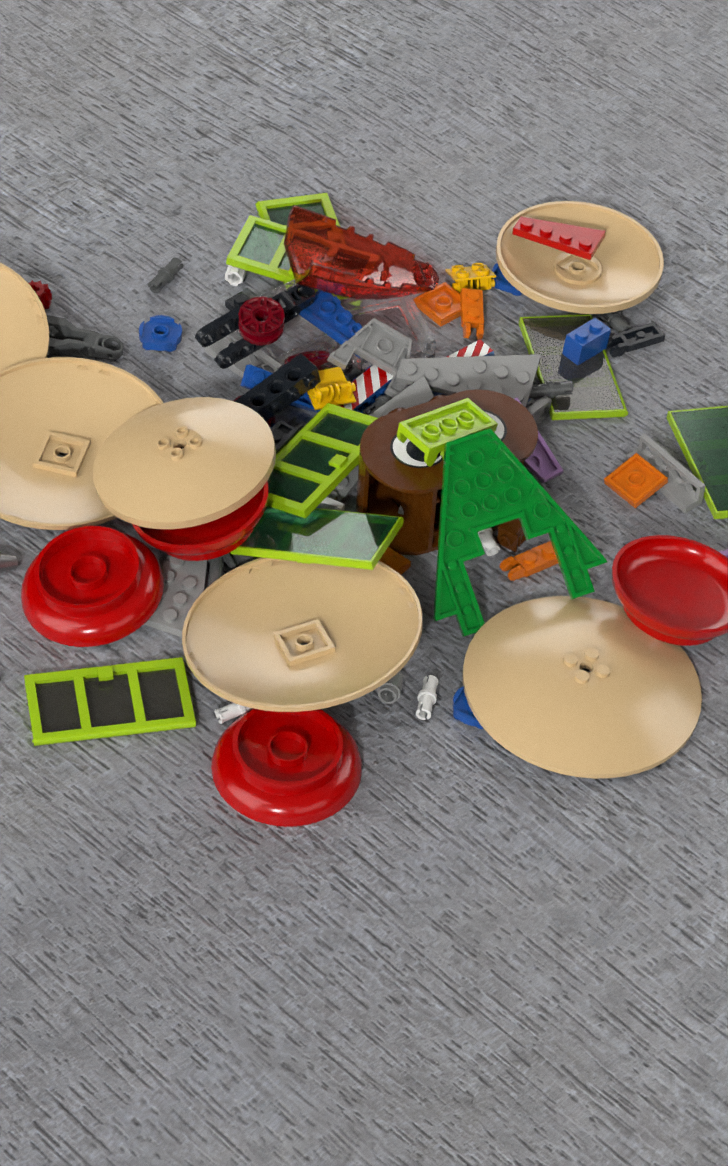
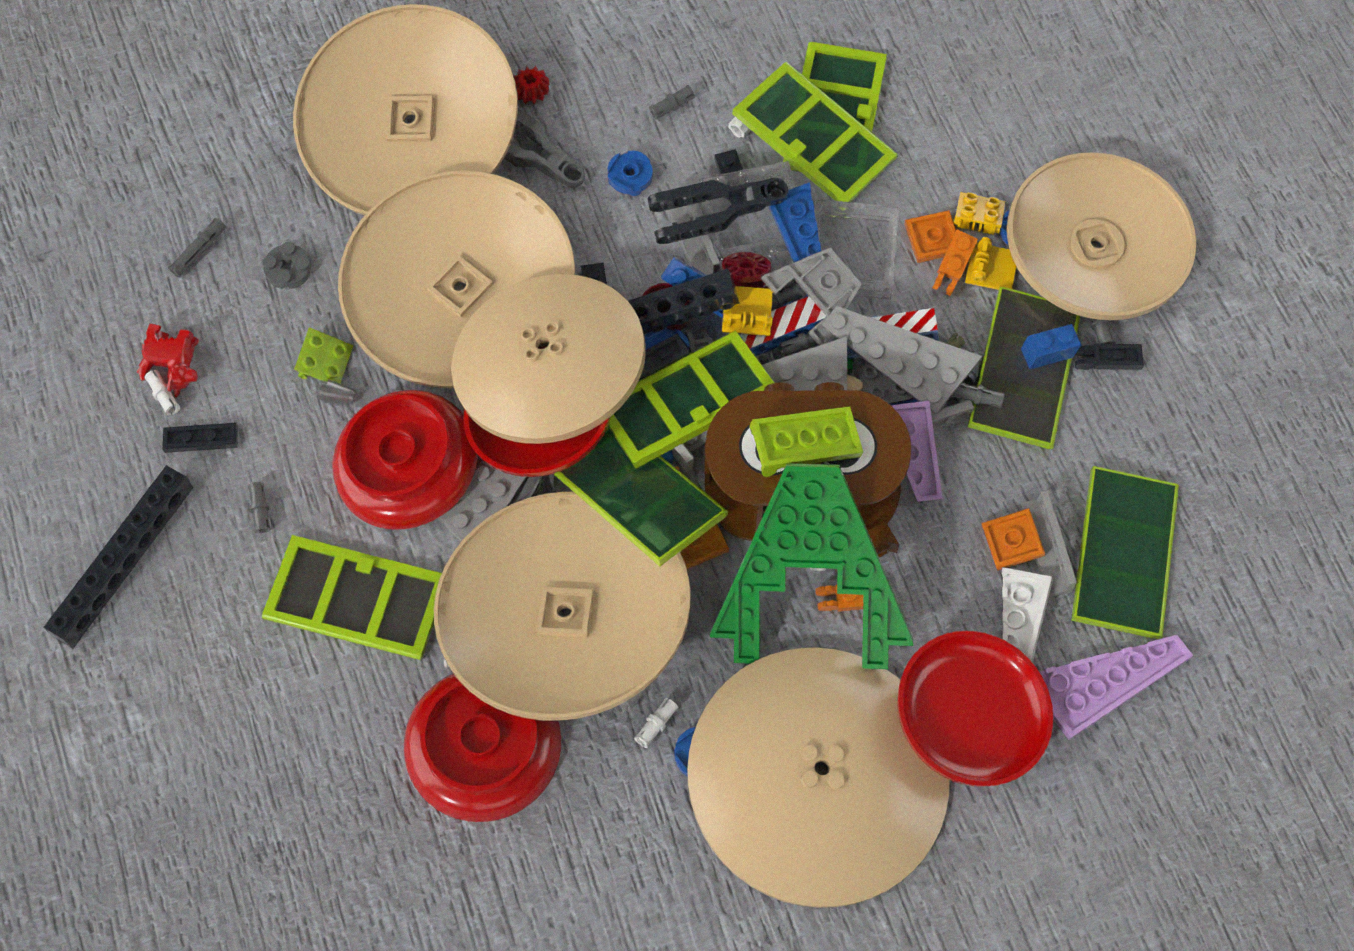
camera: 30 degrees right, 20 degrees up
(261, 320) = (707, 198): dark red wheel -> none
(349, 263) = (851, 164): clear red windscreen -> none
(502, 309) = (990, 266): none -> yellow hinge
(563, 237) = (1094, 207): wing -> none
(670, 515) = (1024, 608): none -> white wing

